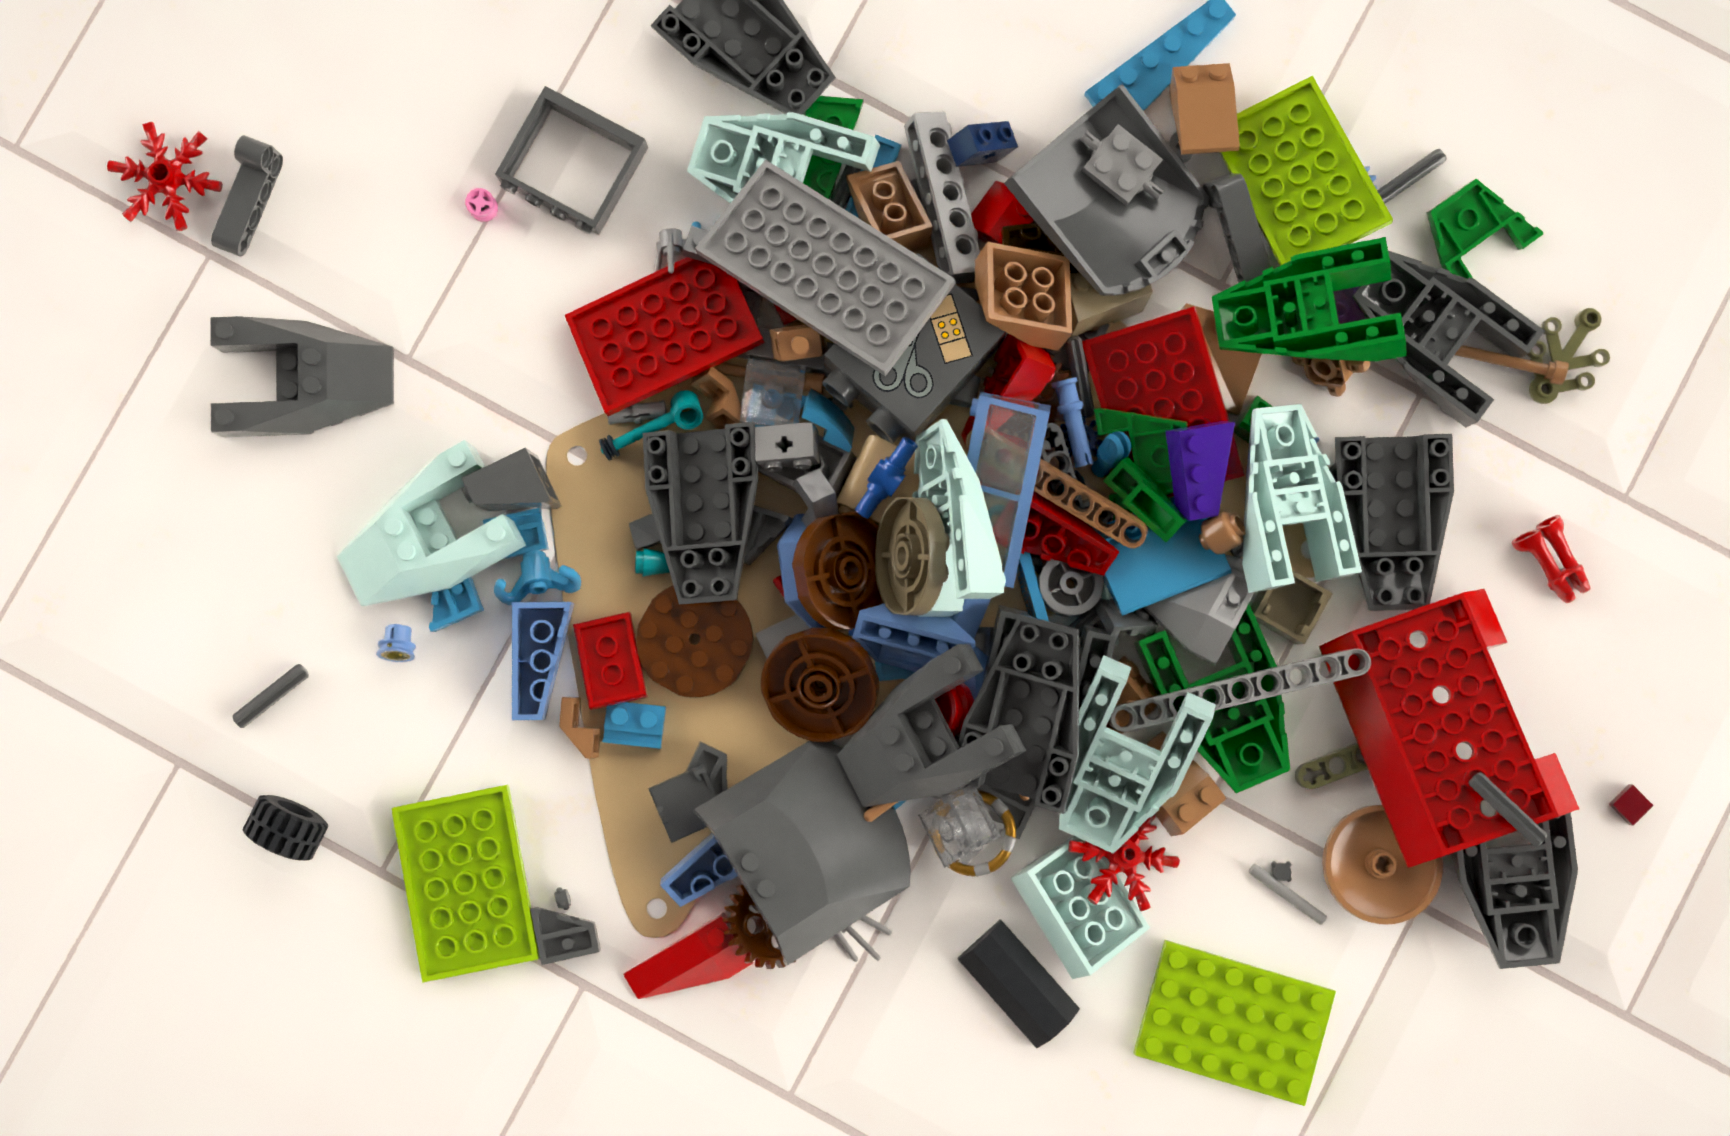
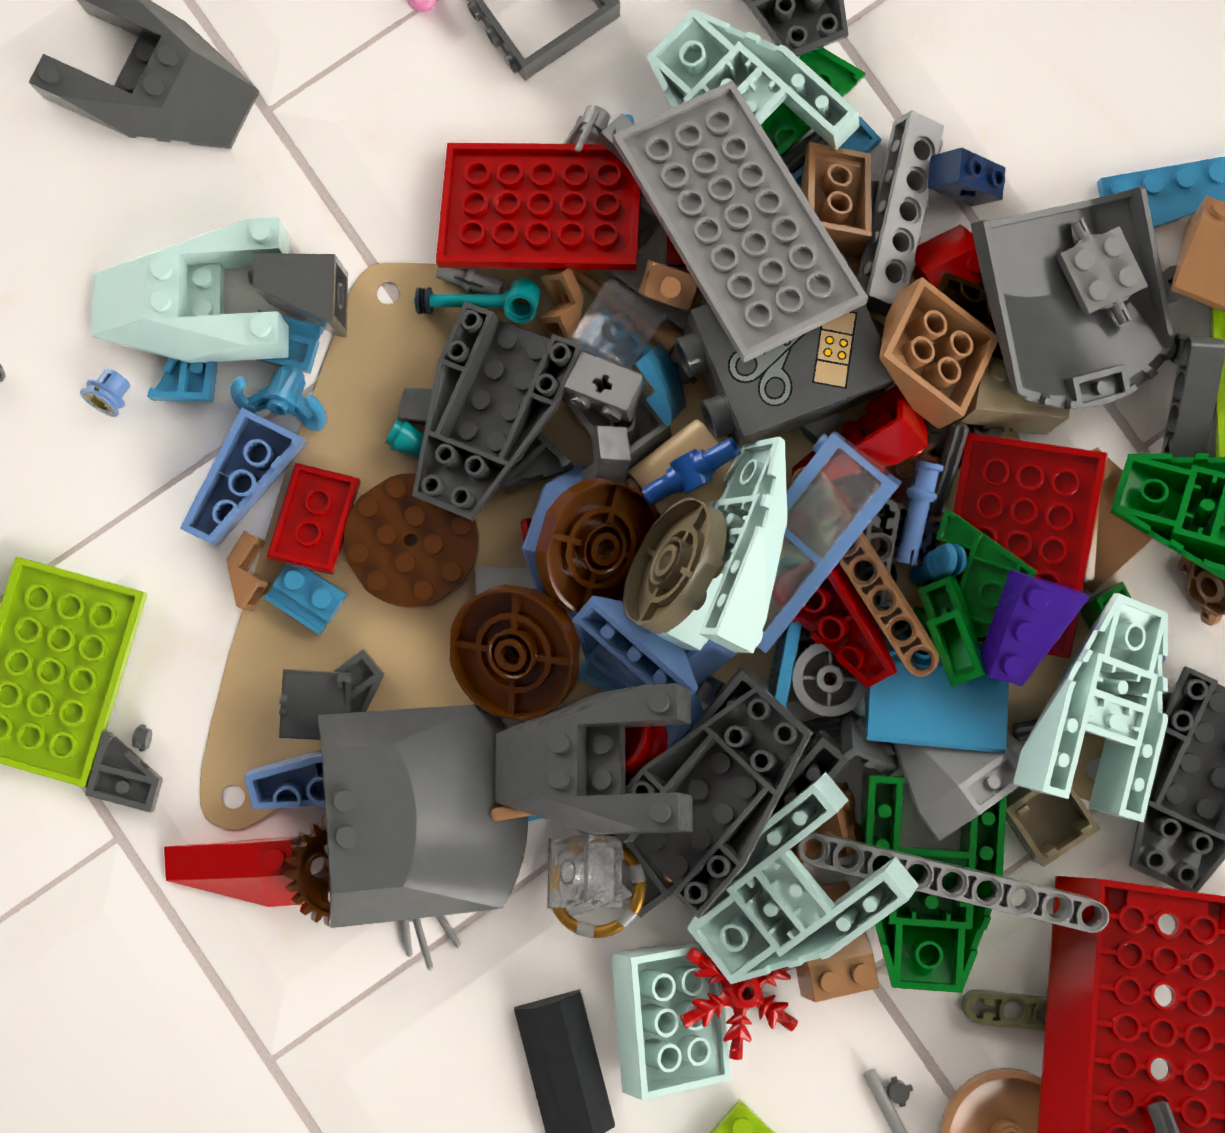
camera: 30 degrees right, 0 degrees up
(1222, 532) = (1016, 706): medium nougat head -> none

